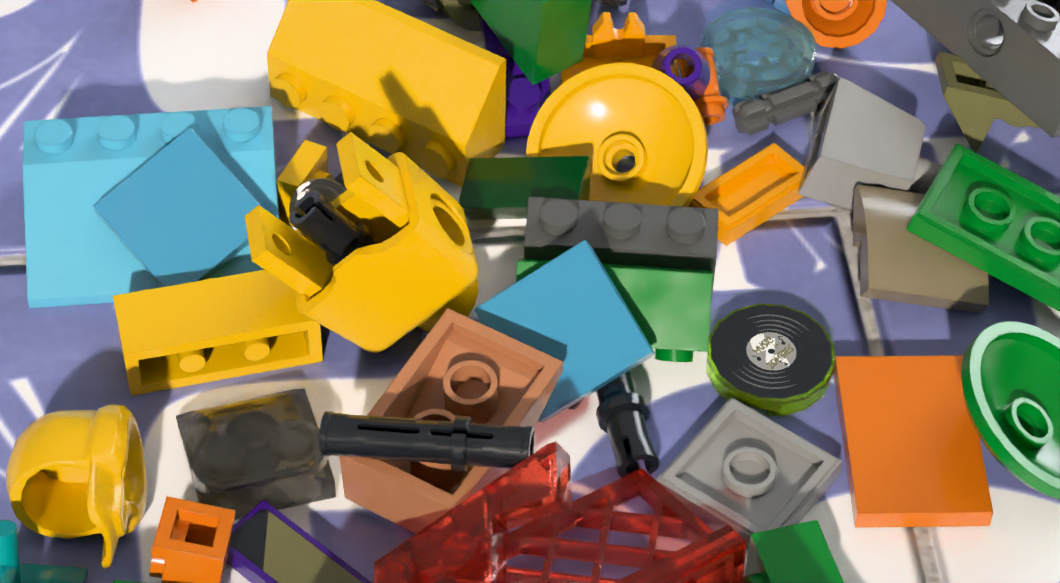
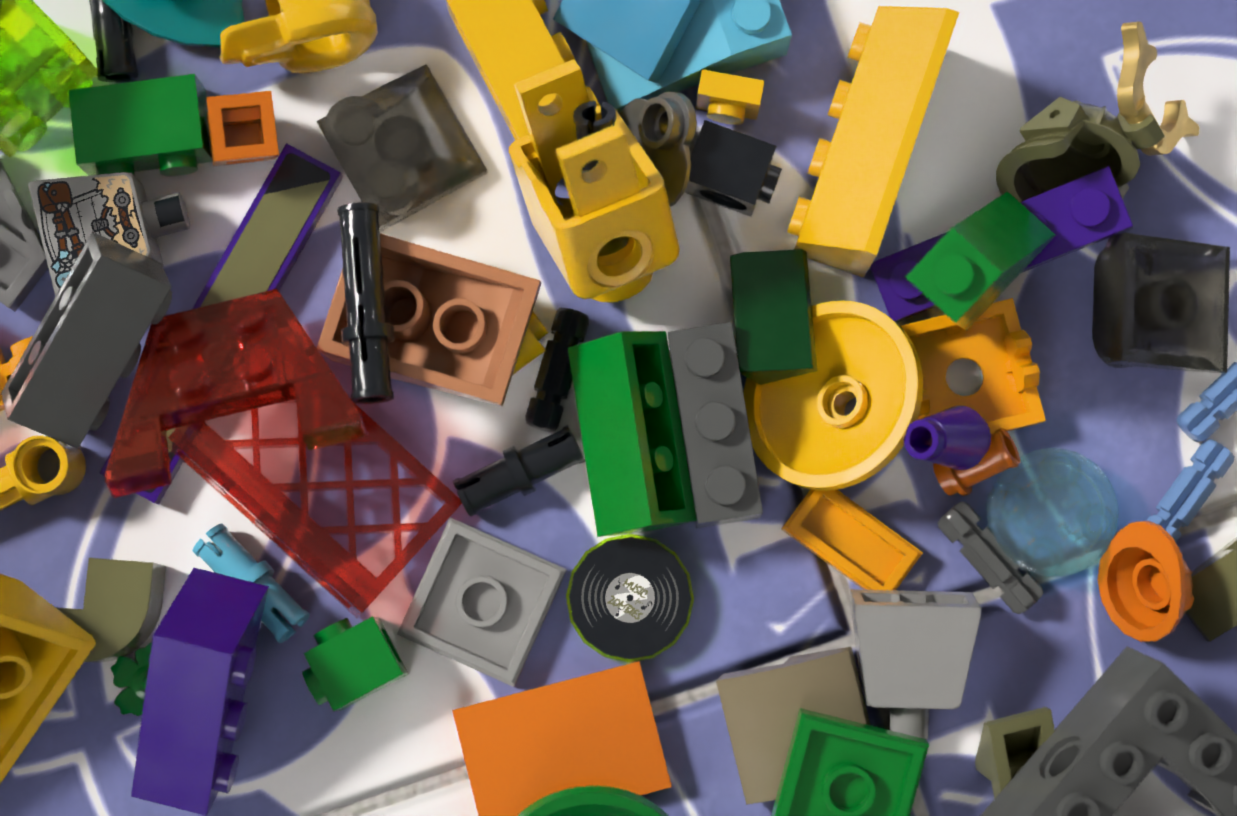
camera: 80 degrees right, 35 degrees up
(573, 316) = (566, 396): dark azure tile -> none

